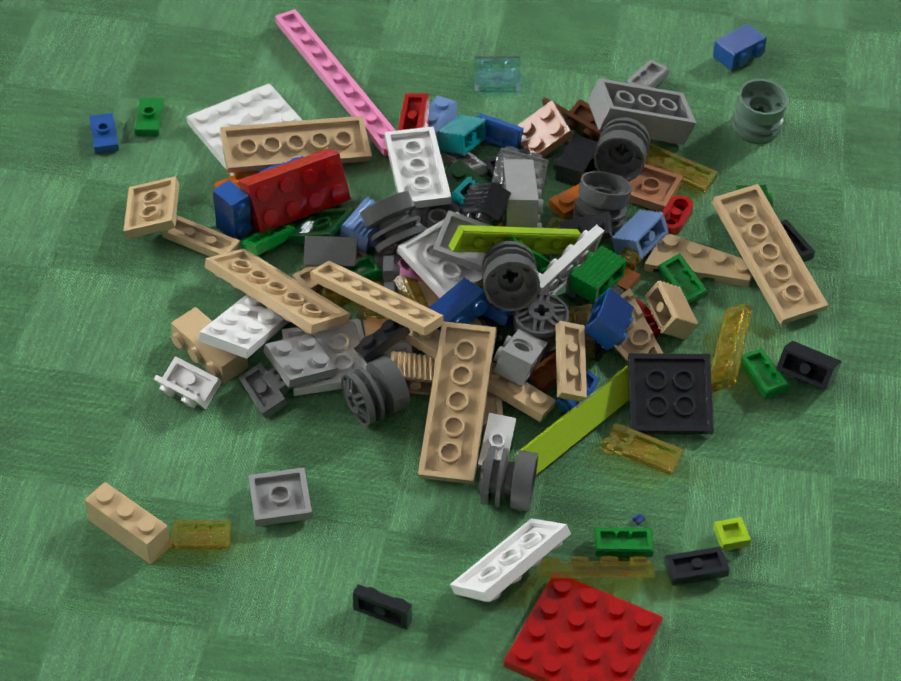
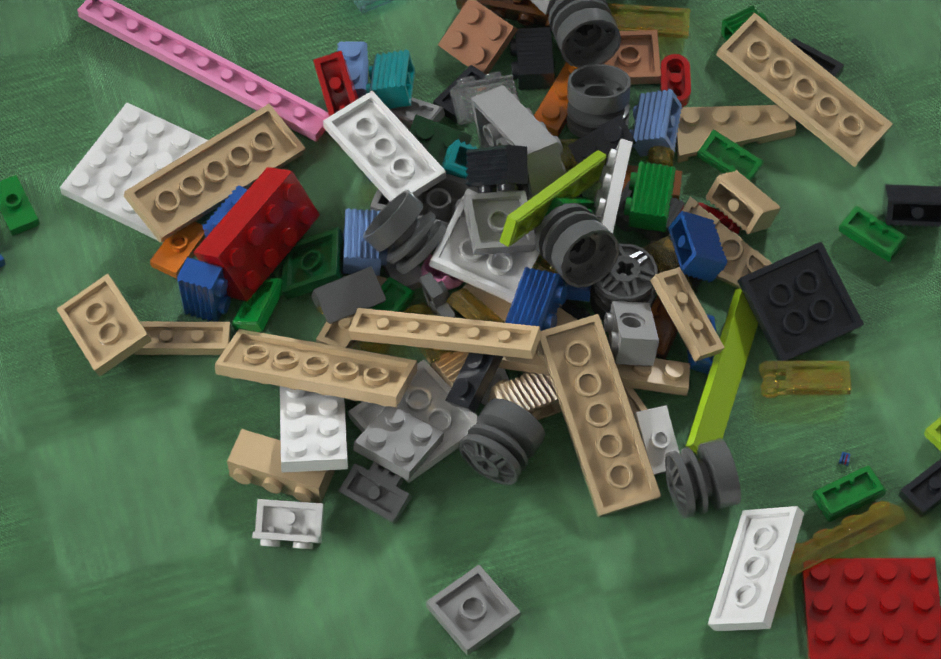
camera: 25 degrees left, 10 degrees up
(502, 132) = (432, 57): blue plate -> none
(730, 346) = (823, 214): clear yellow plate -> none

